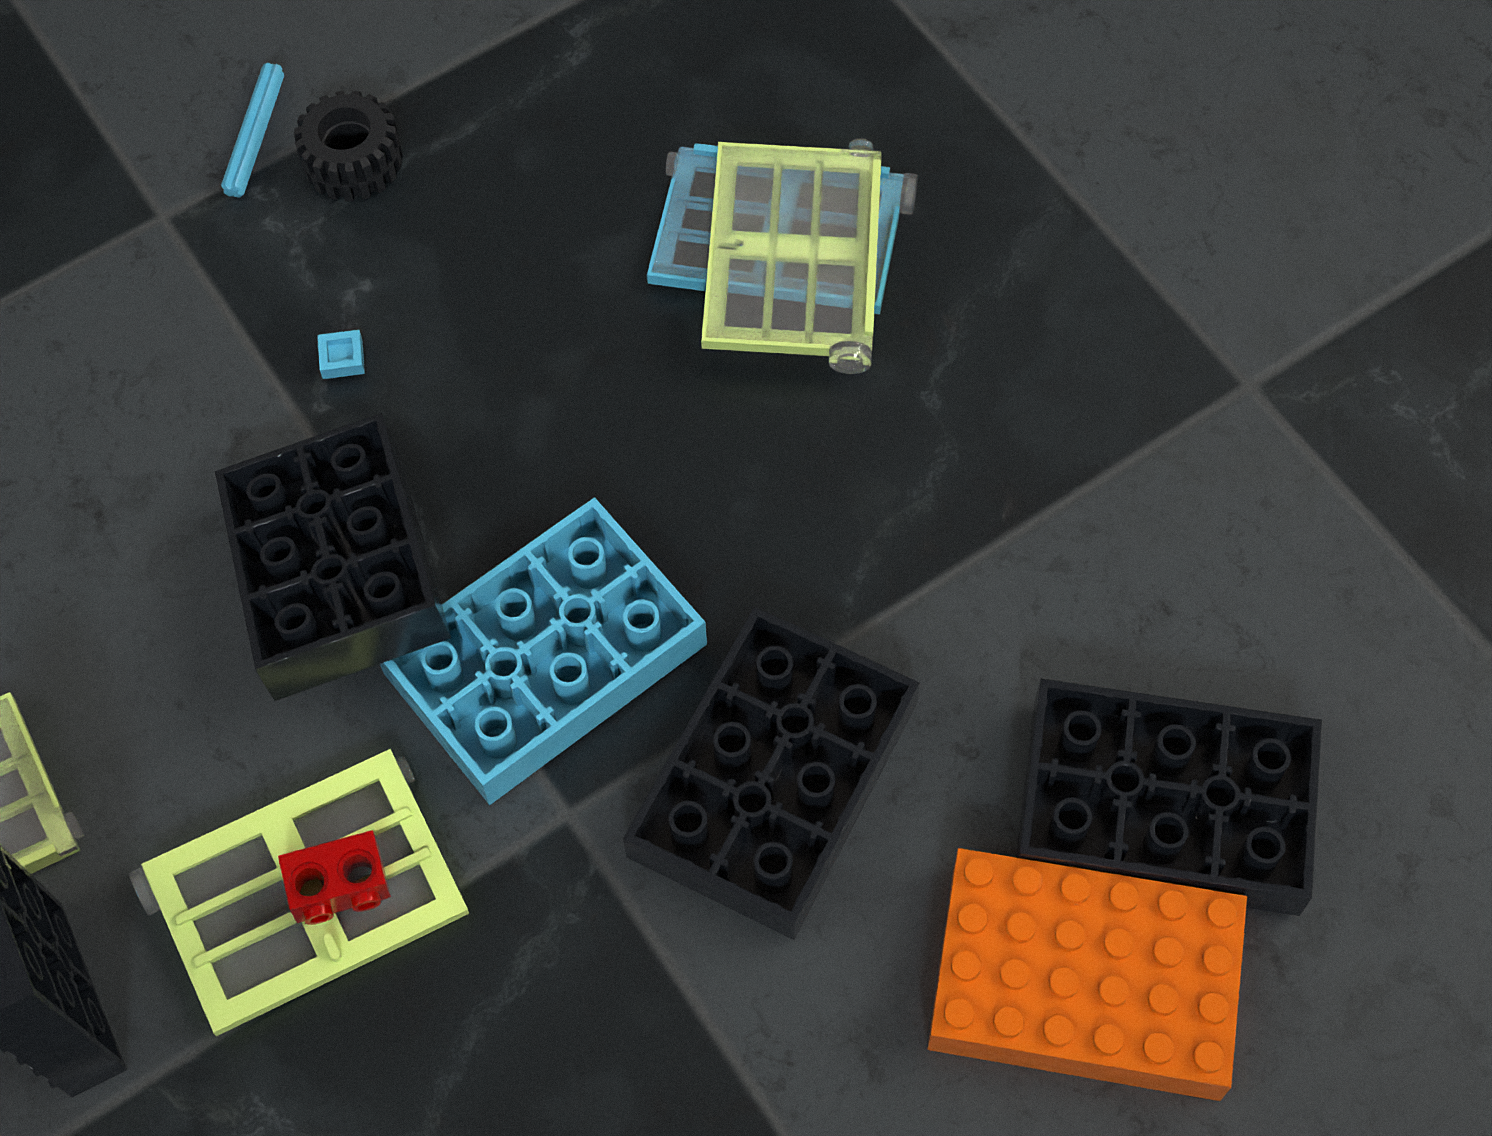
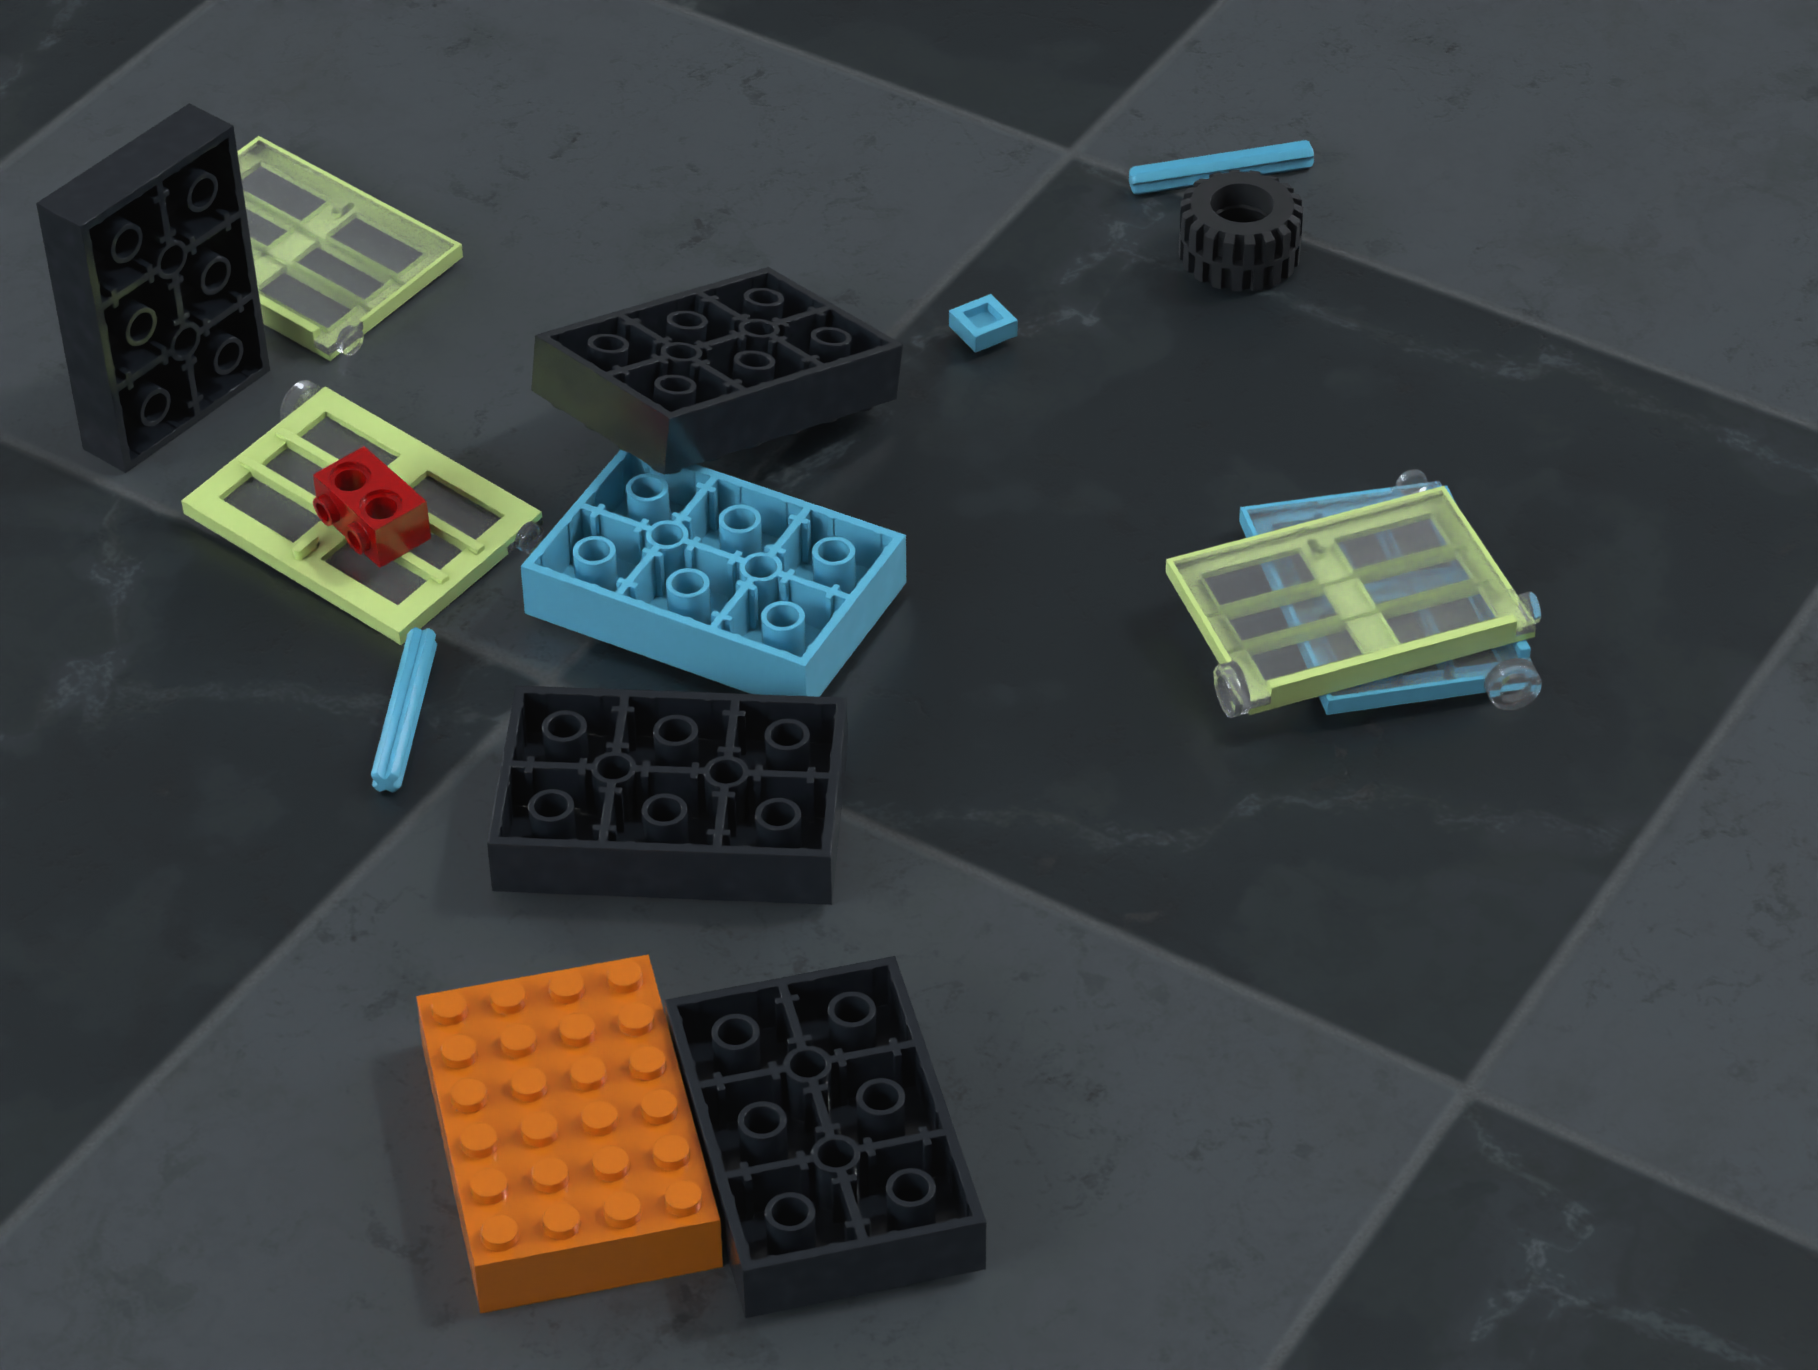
camera: 65 degrees right, 20 degrees down
(558, 936) = (404, 710): none -> medium azure axle

